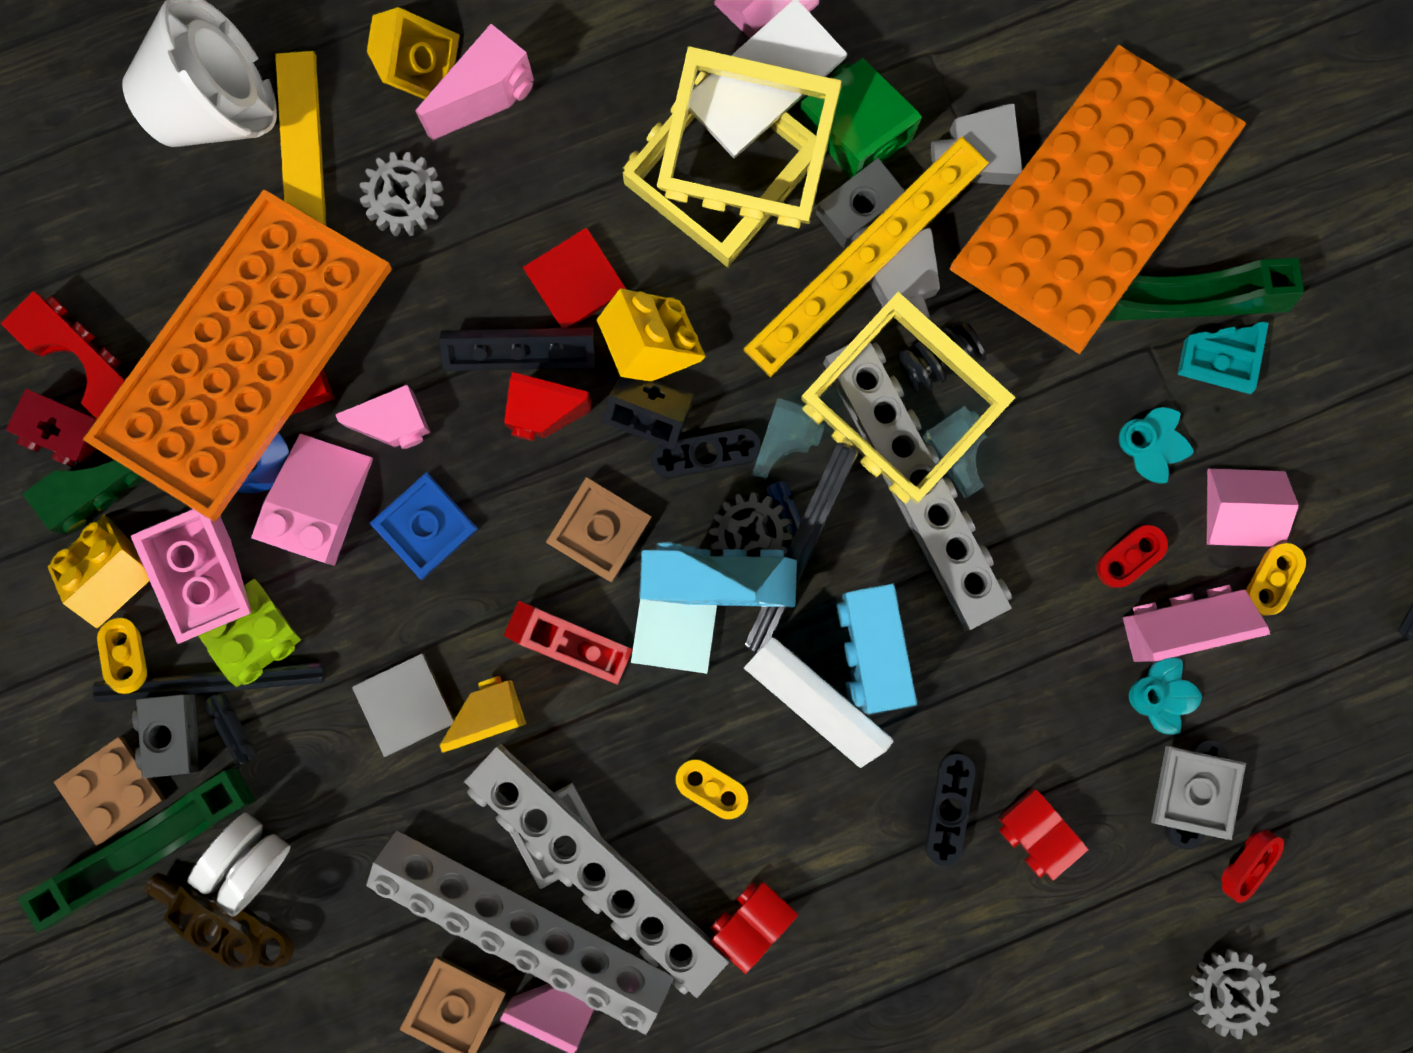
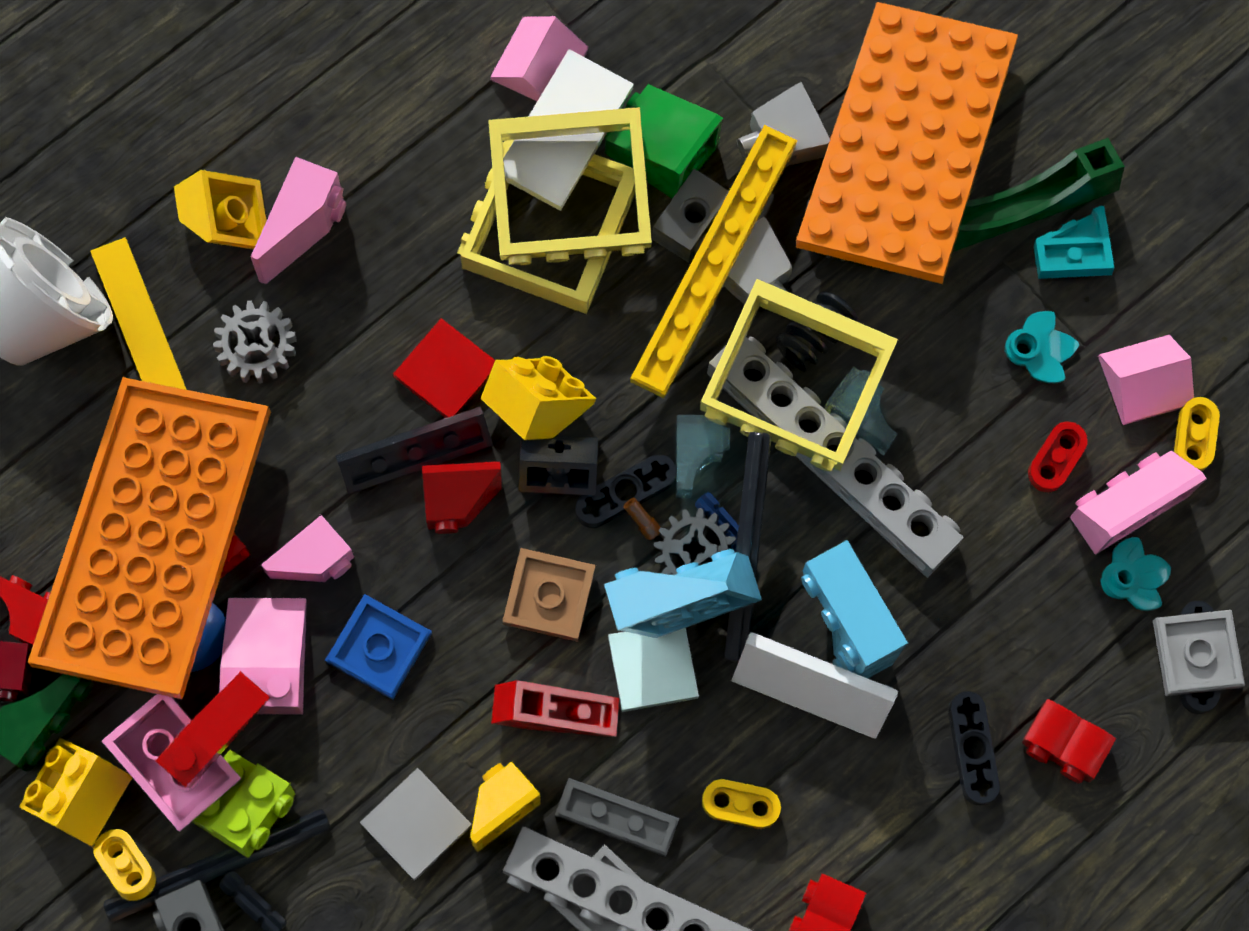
camera: 20 degrees left, 10 degrees down
(232, 562) = (212, 730): none -> red slope
(592, 761) = (617, 817): none -> dark grey tile
(714, 493) = (647, 525): none -> reddish brown piece

